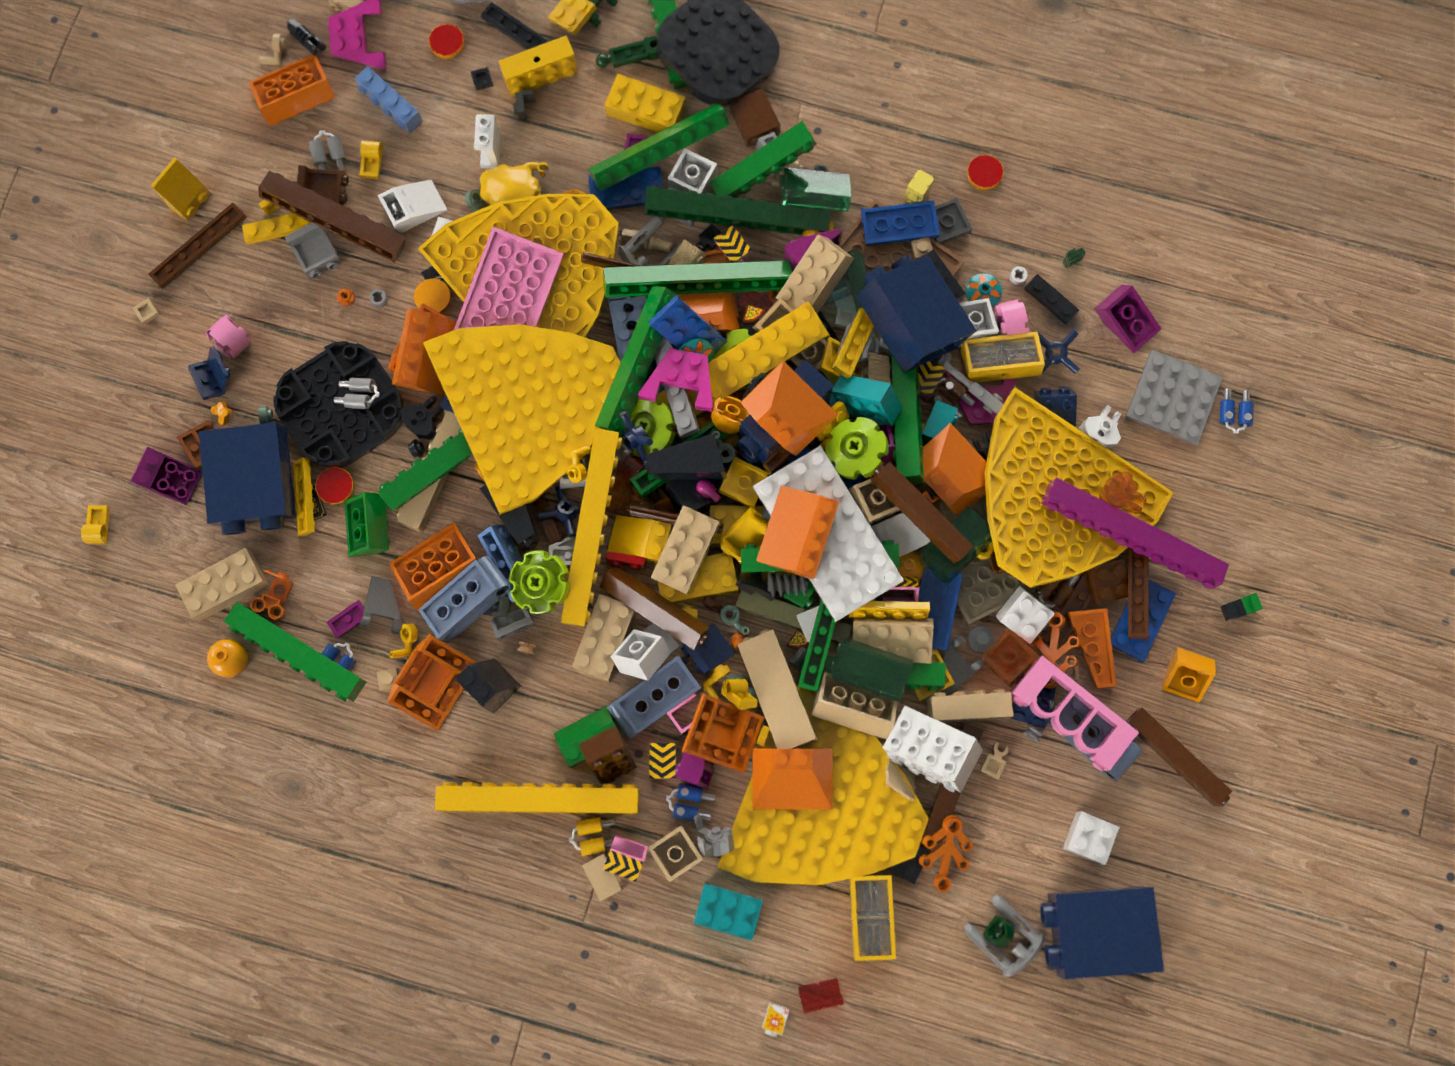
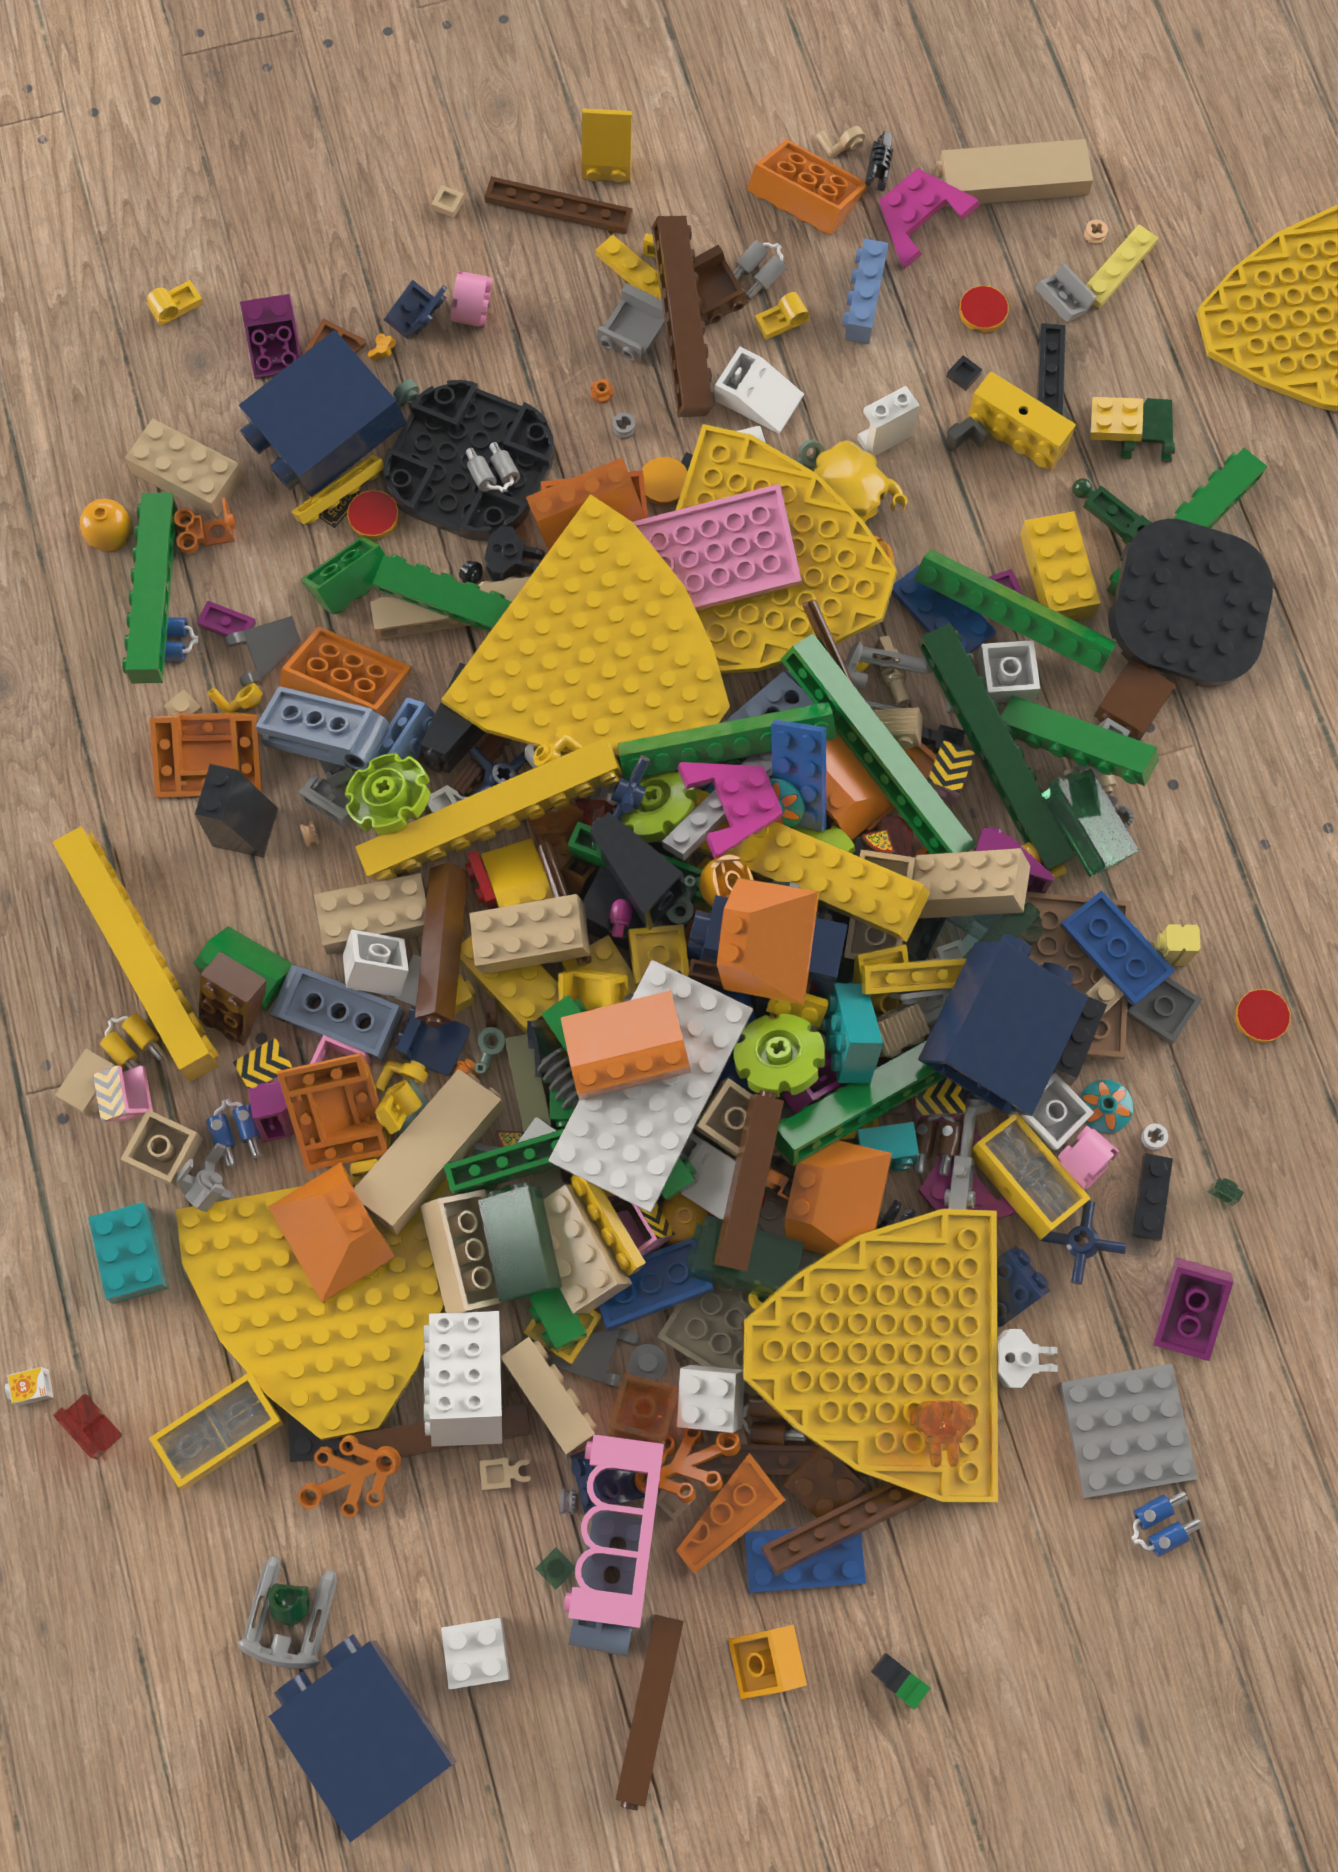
camera: 55 degrees right, 5 degrees down
(896, 782) = (399, 1361): tan piece -> none
(1067, 763) = (555, 1568): none -> clear green plate
(1135, 534) = (902, 1478): magenta brick -> none

